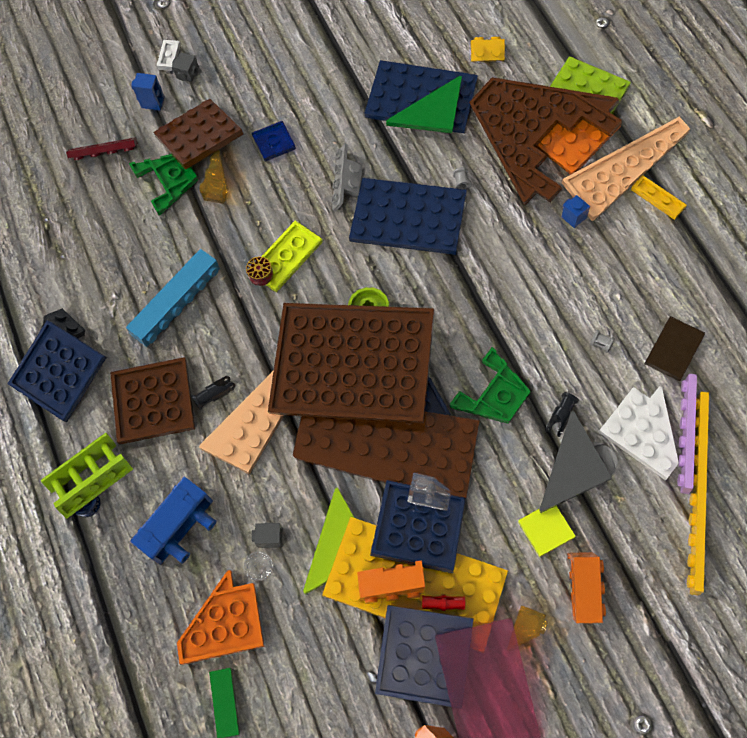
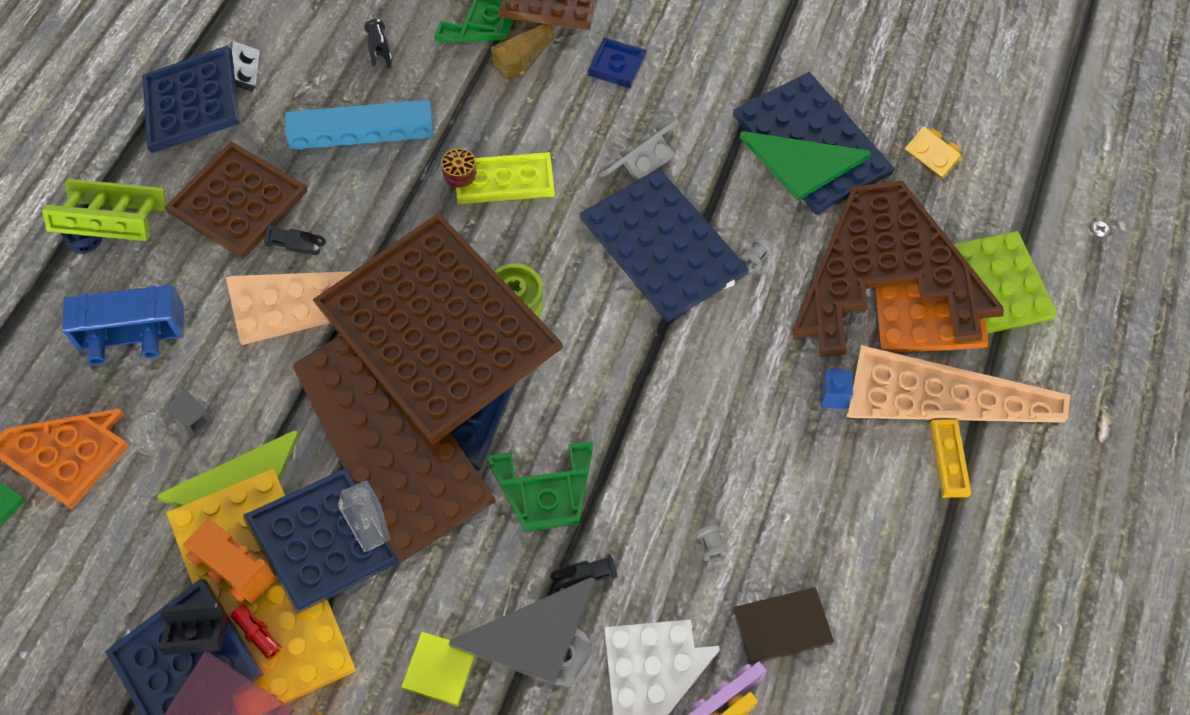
camera: 35 degrees right, 5 degrees down
(128, 244) = (377, 41): none -> black piece
(416, 632) = (193, 628): none -> black bracket

